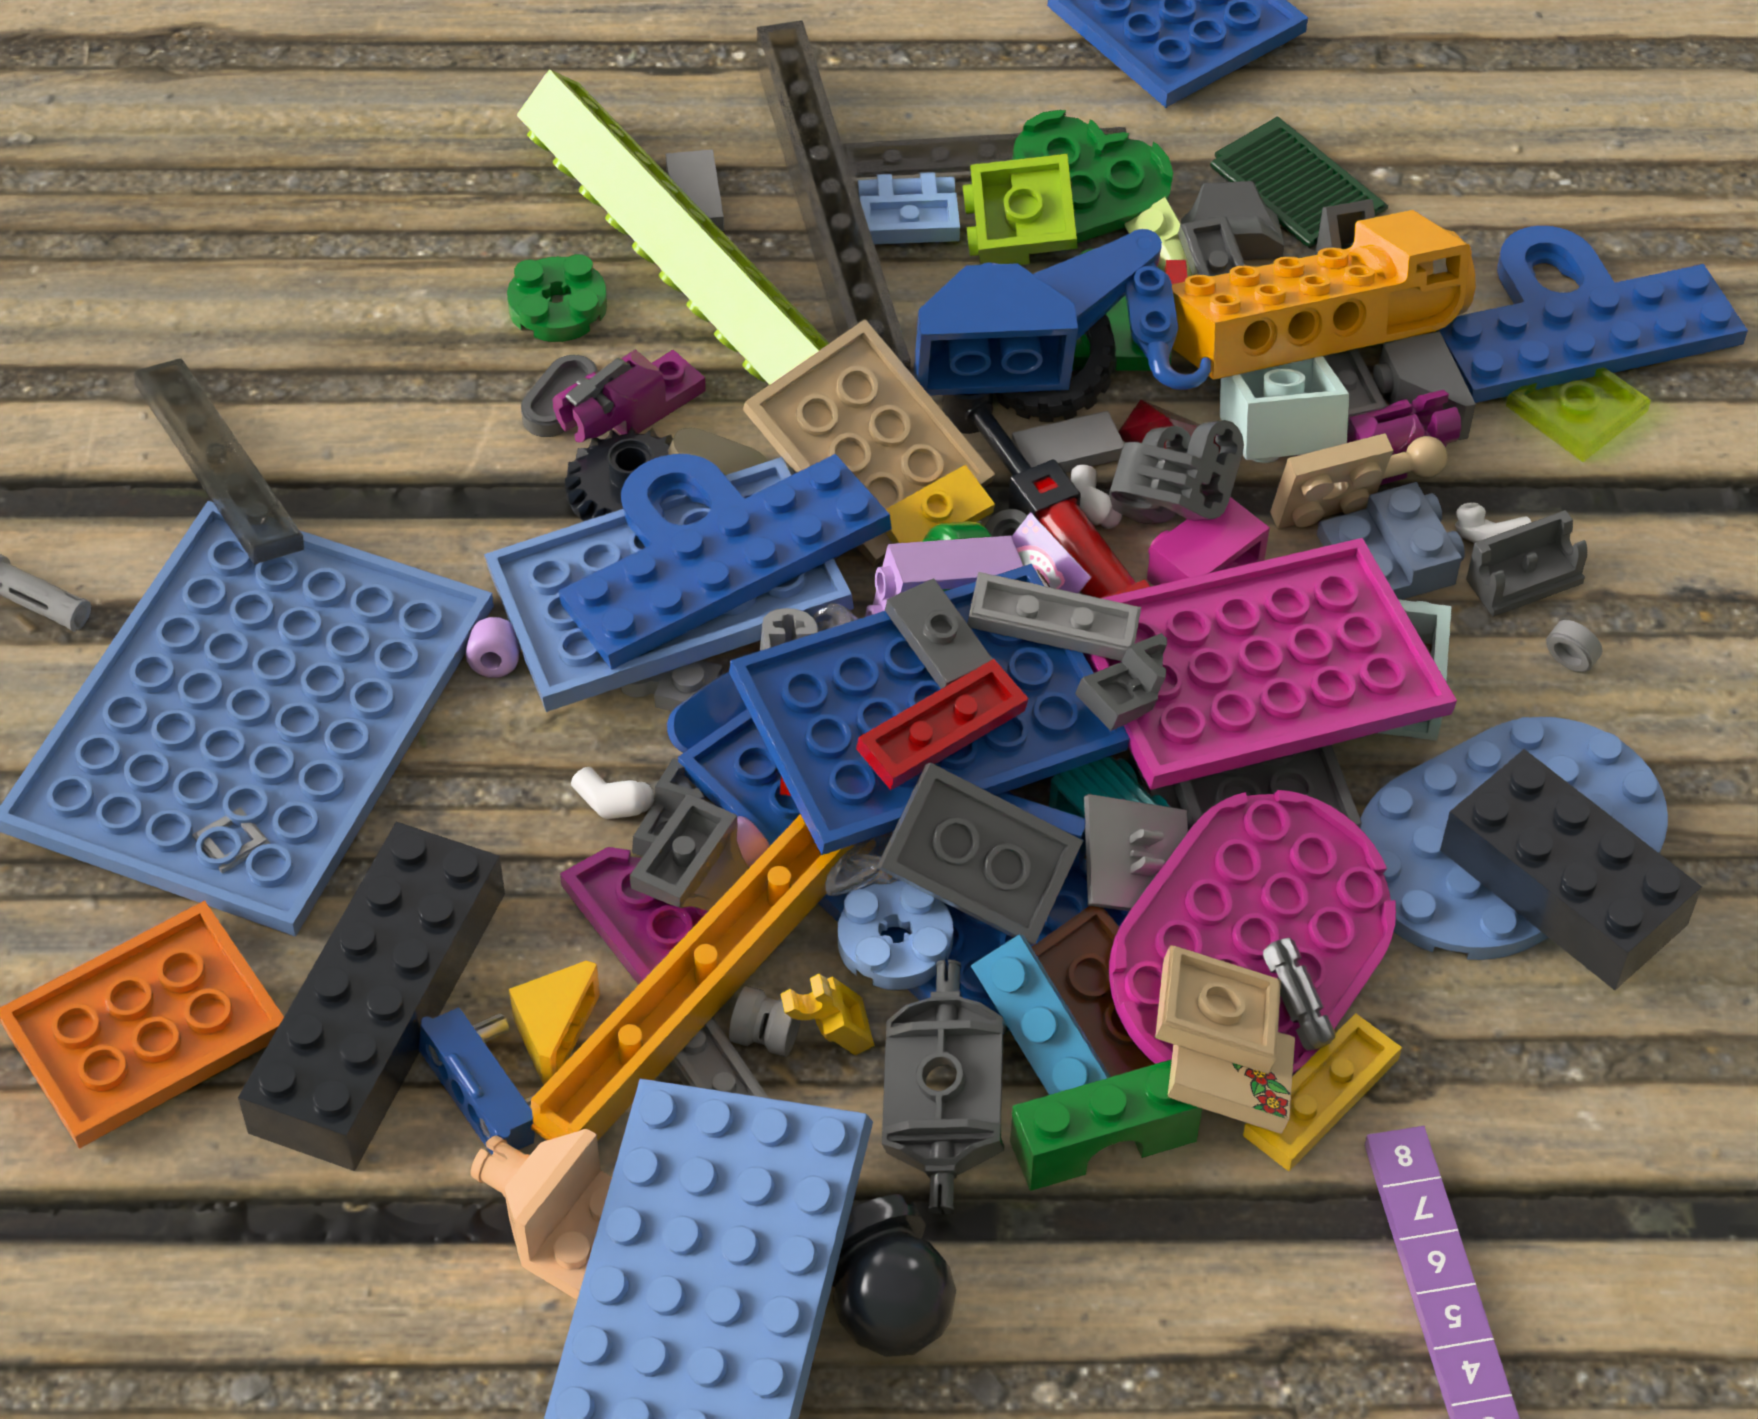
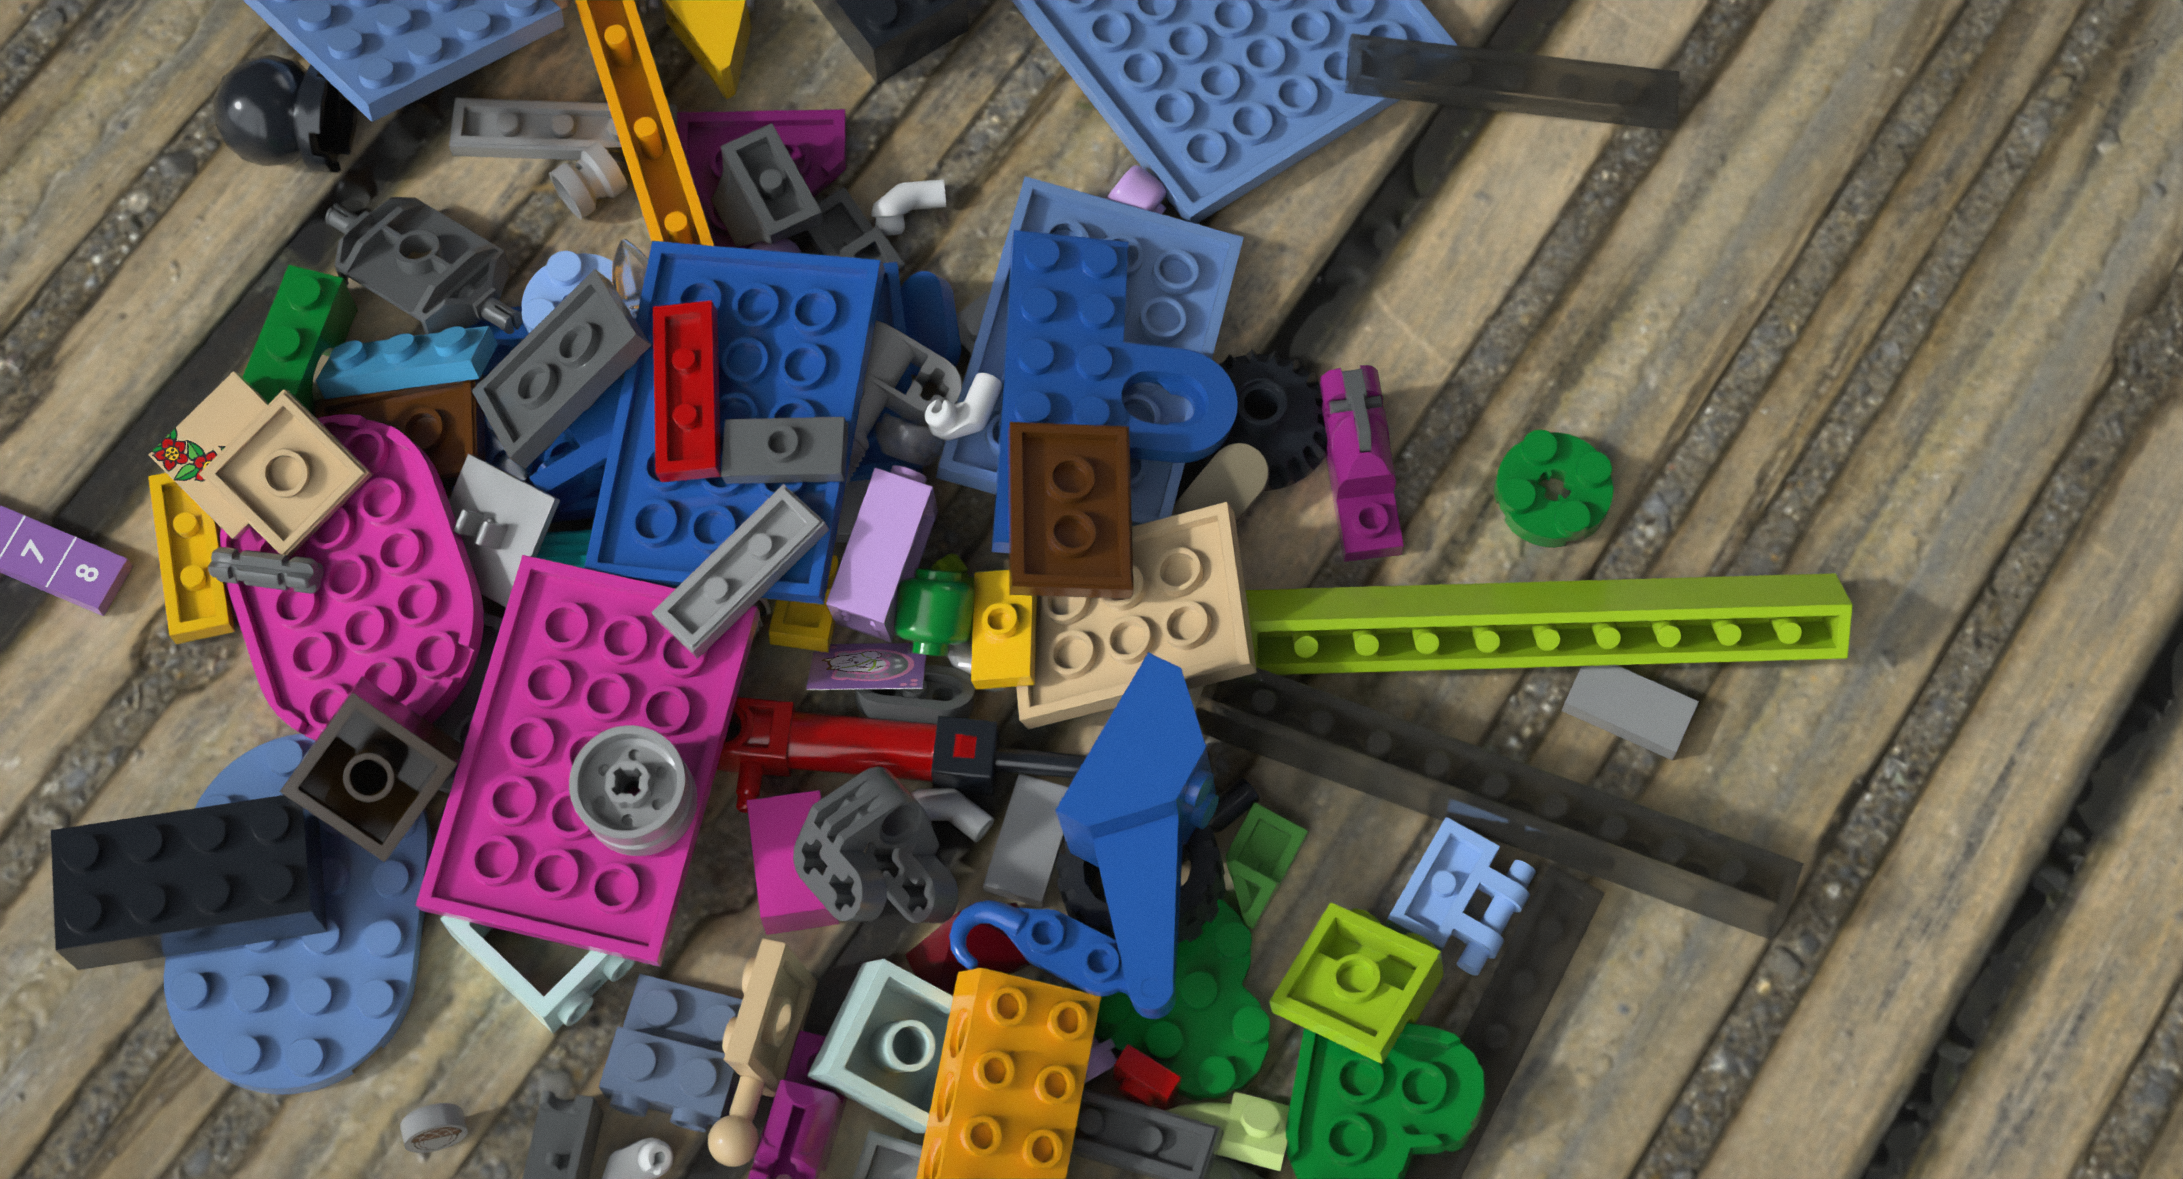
camera: 125 degrees right, 15 degrees up
(537, 405) = (1420, 422): dark grey tile -> none
(796, 591) = (967, 417): none -> white arm
(830, 475) = (1069, 510): none -> reddish brown tile
(836, 1010) = (543, 224): yellow plate -> none
(1126, 688) = (623, 586): dark grey slope -> none
(1271, 581) = (612, 766): none -> light grey wheel
(1385, 782) = (373, 769): none -> slope

